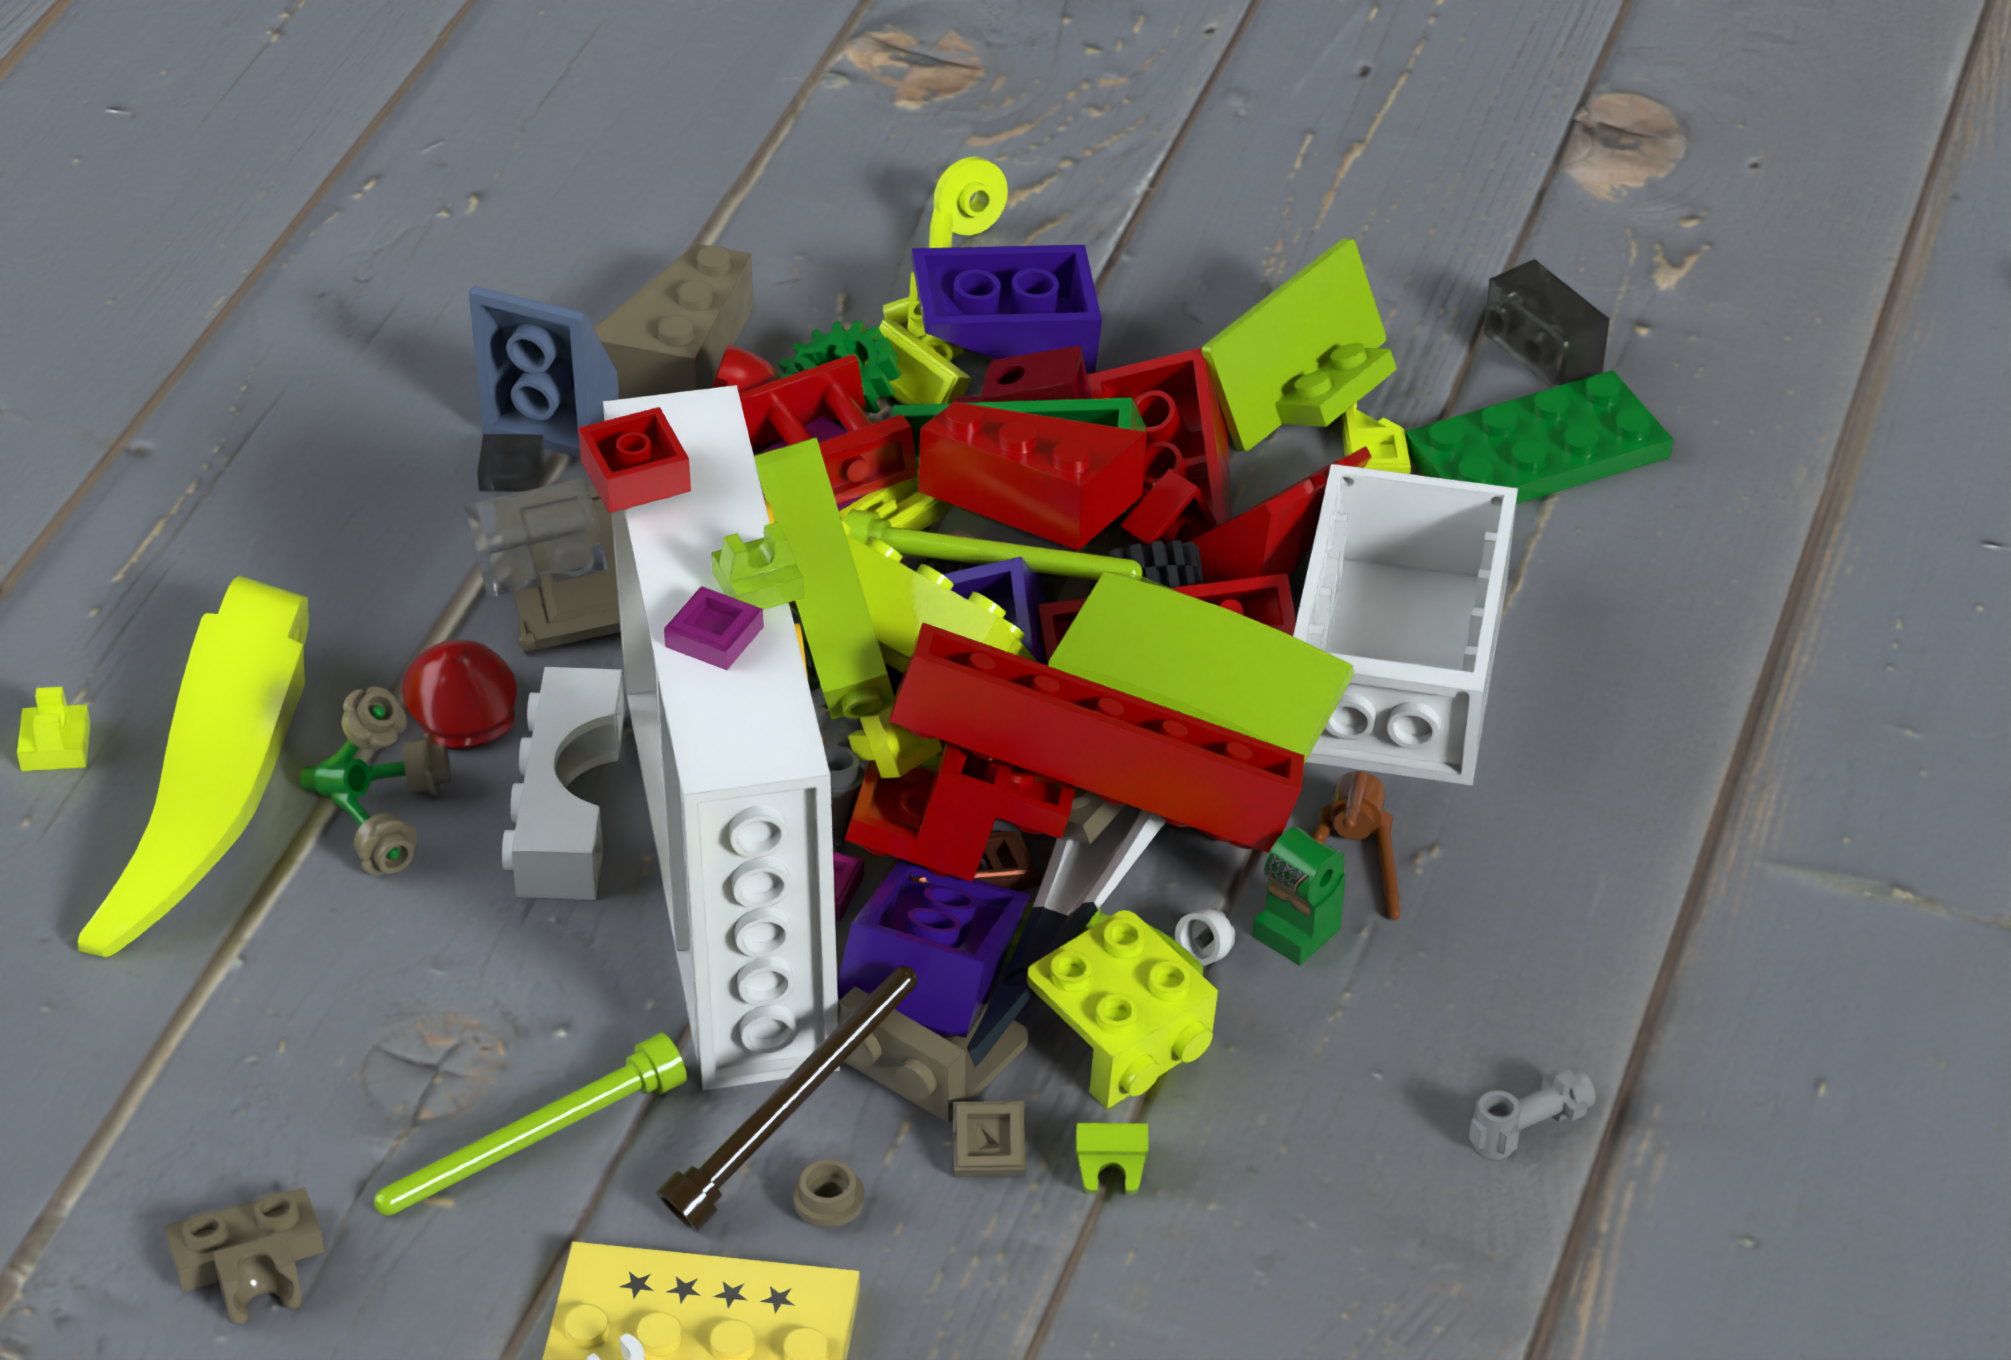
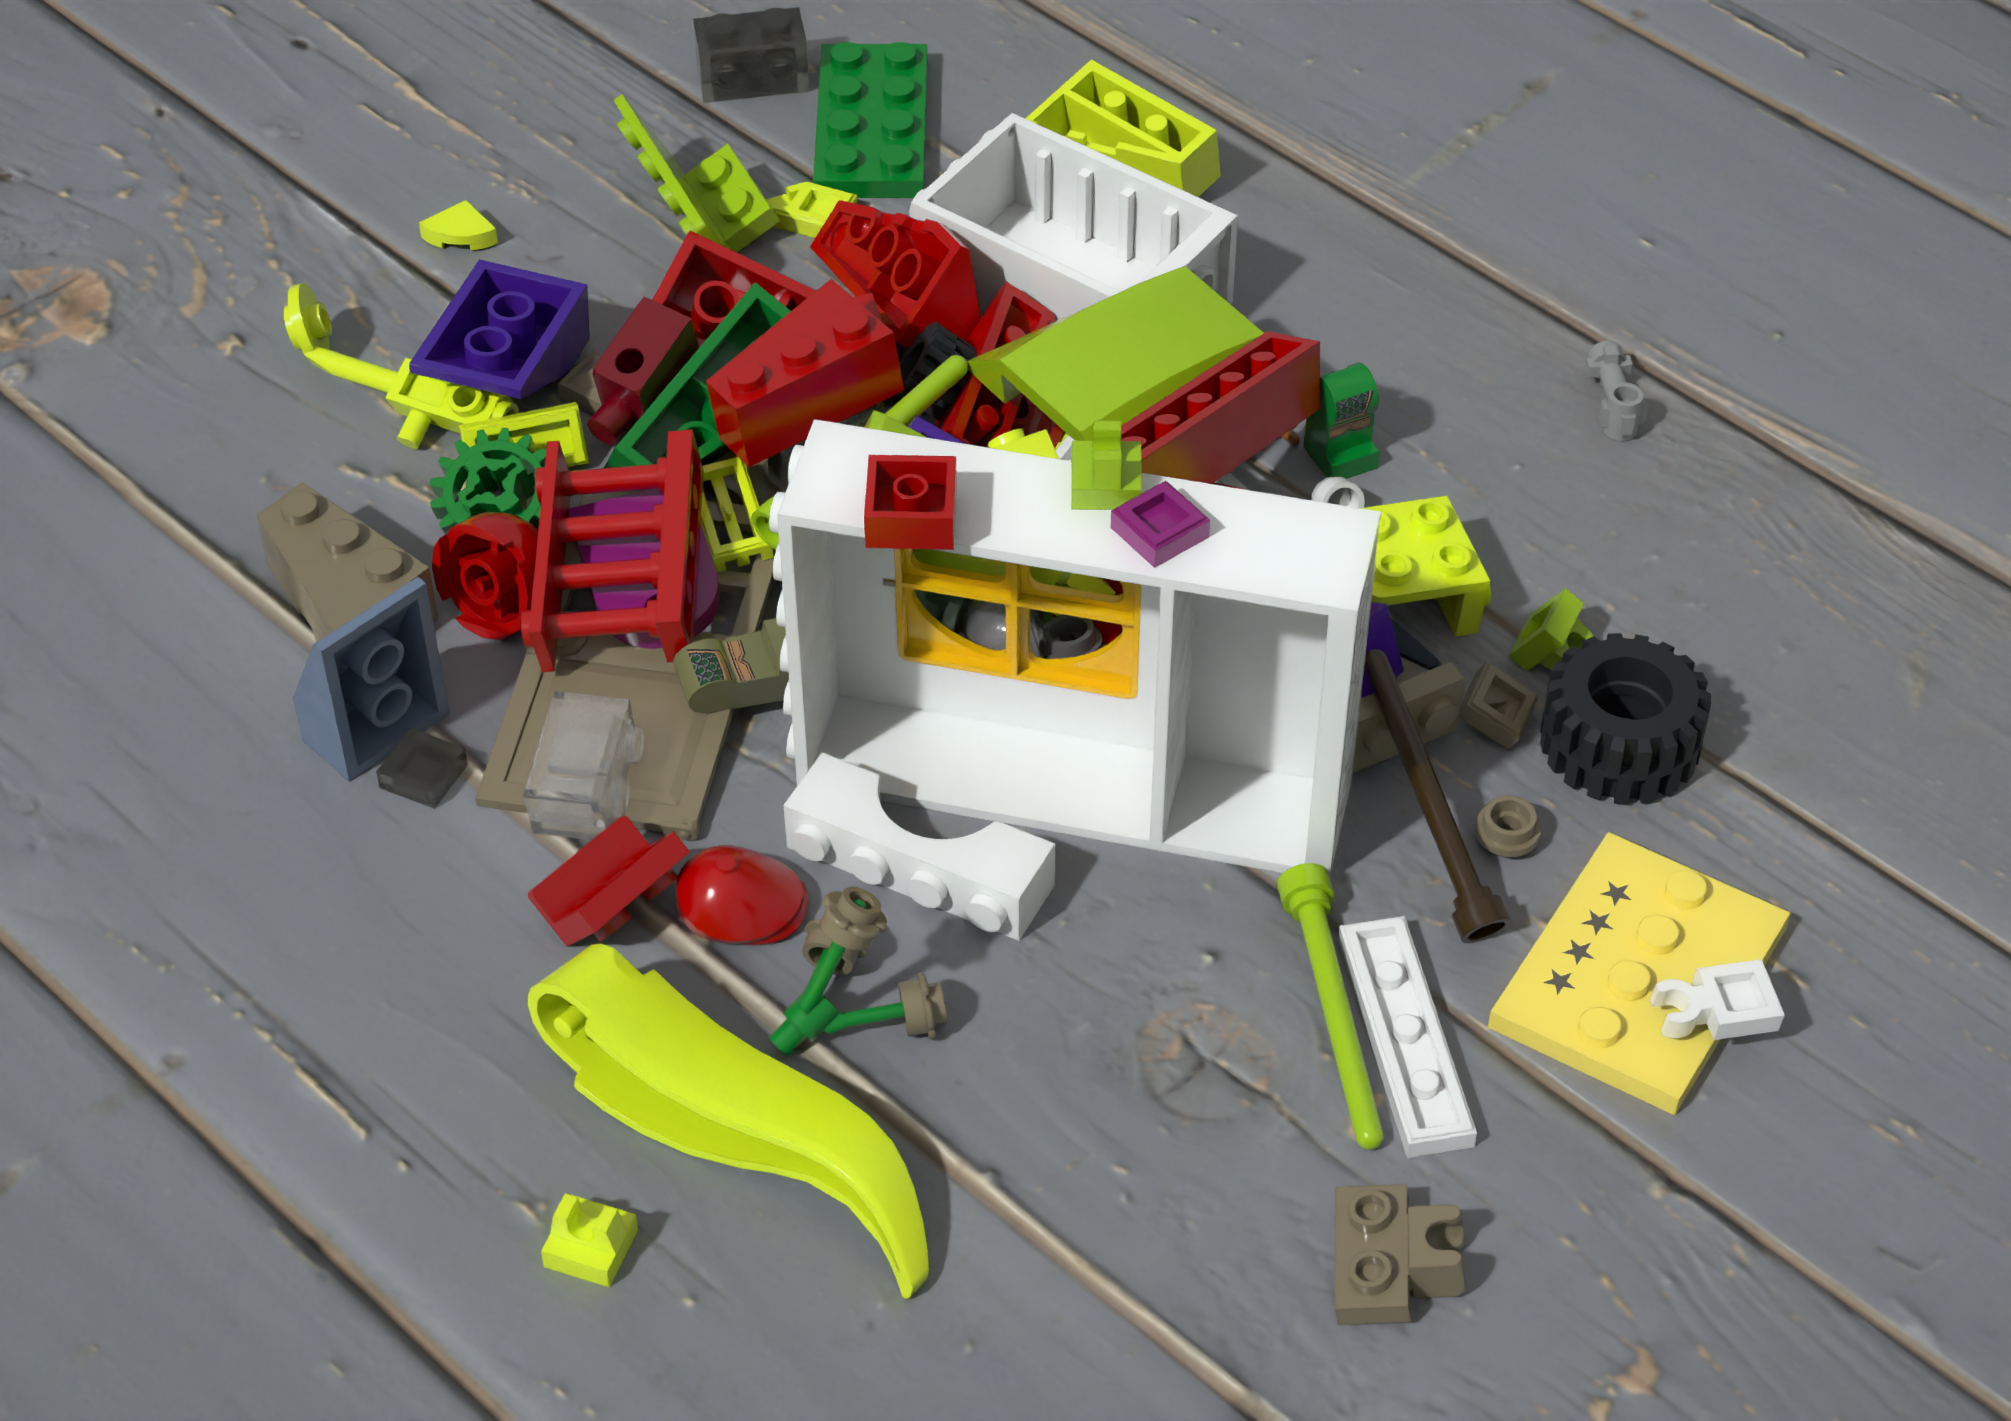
camera: 65 degrees left, 5 degrees up
(422, 599) = (602, 878): none -> red bracket
(524, 1195) = (1406, 1037): none -> white tile
(1009, 1276) = (1619, 755): none -> black tyre
(1181, 244) = (459, 226): none -> neon yellow tile
(1617, 606) = (1133, 128): none -> neon yellow wedge

